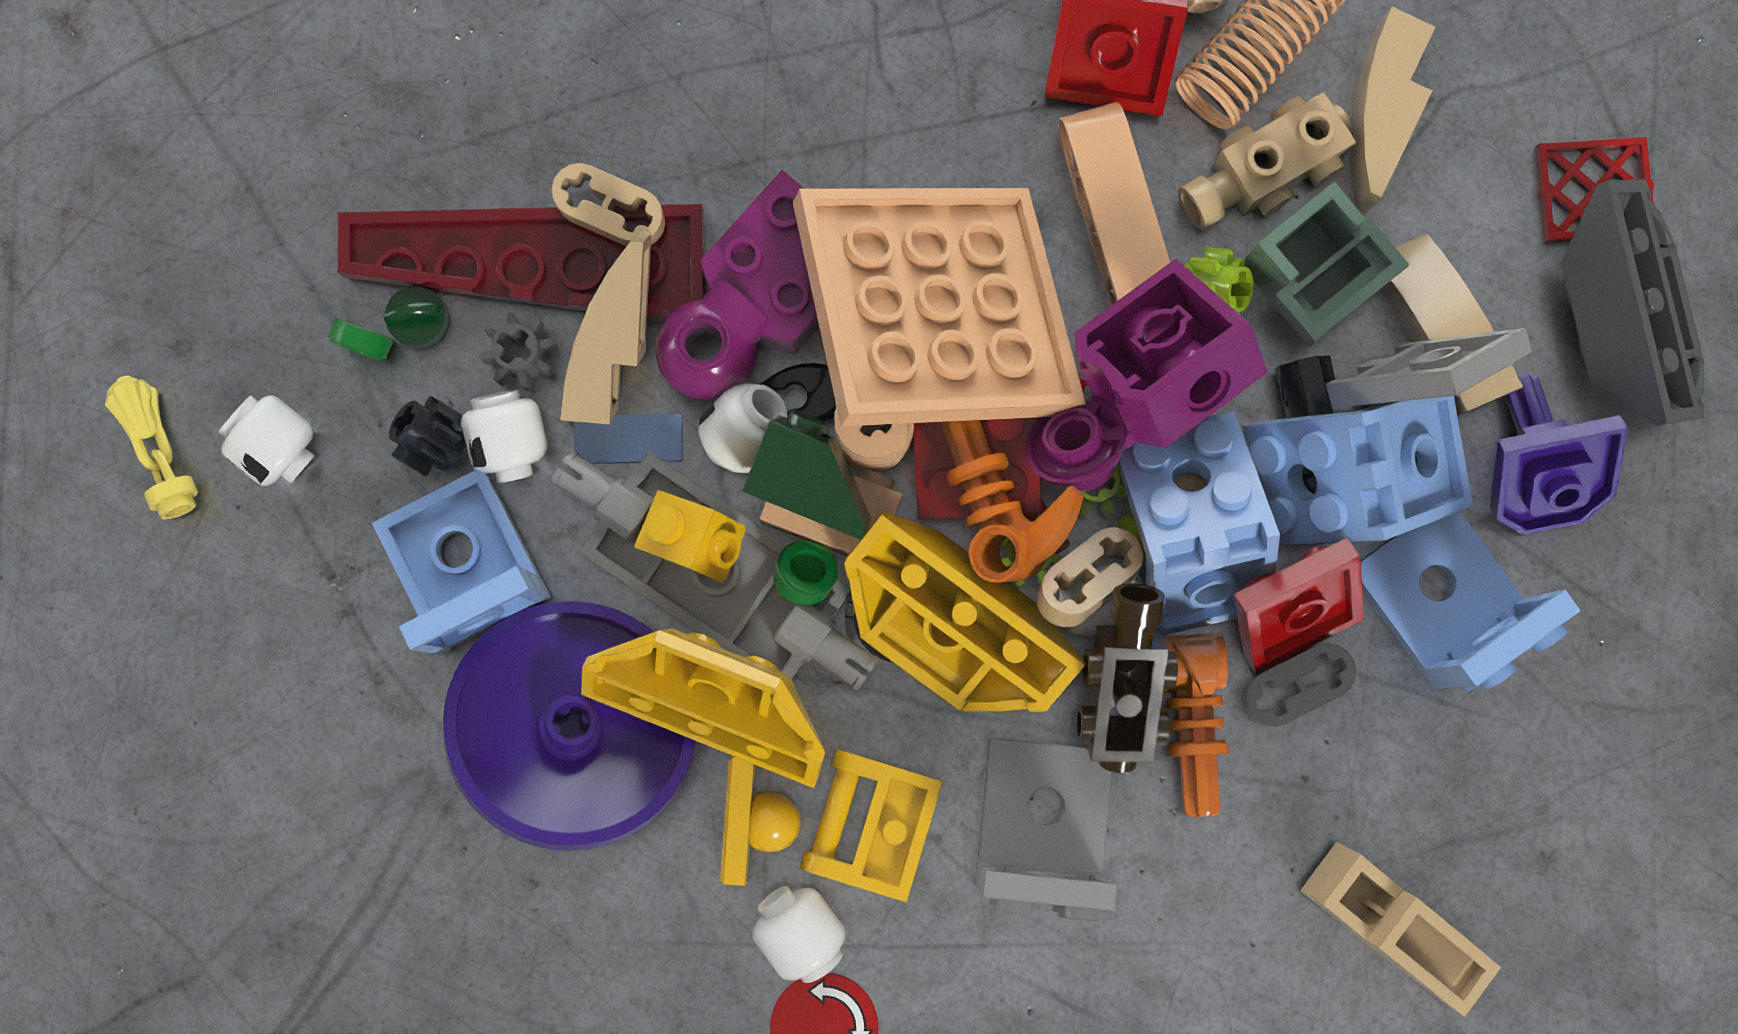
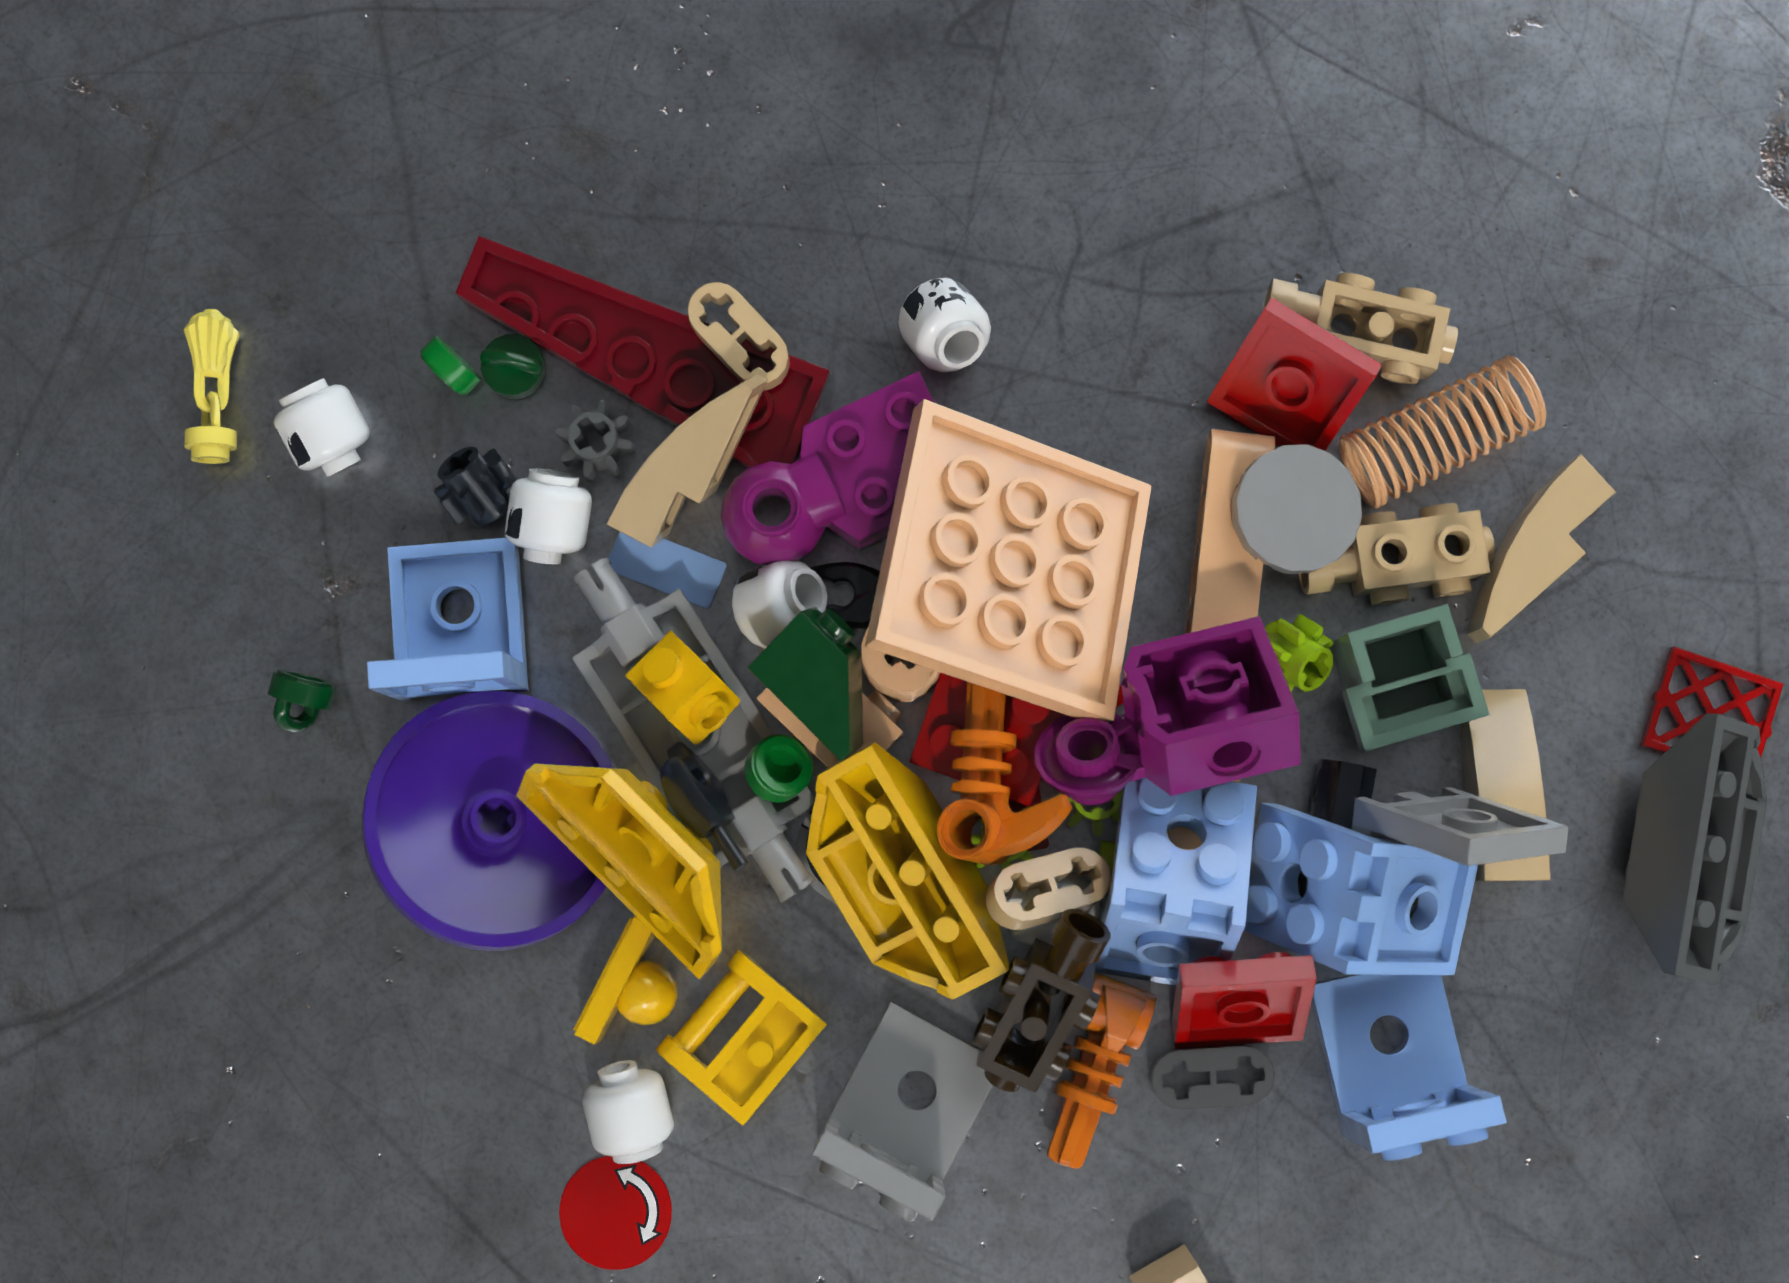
camera: 25 degrees right, 0 degrees up
(347, 682) = (303, 690): none -> dark green tile
(748, 629) = (699, 800): none -> black hand
(786, 122) = (944, 325): none -> white head
(1165, 155) = (1296, 509): none -> light grey tile
(1553, 470) = (1544, 972): dark purple piece -> none

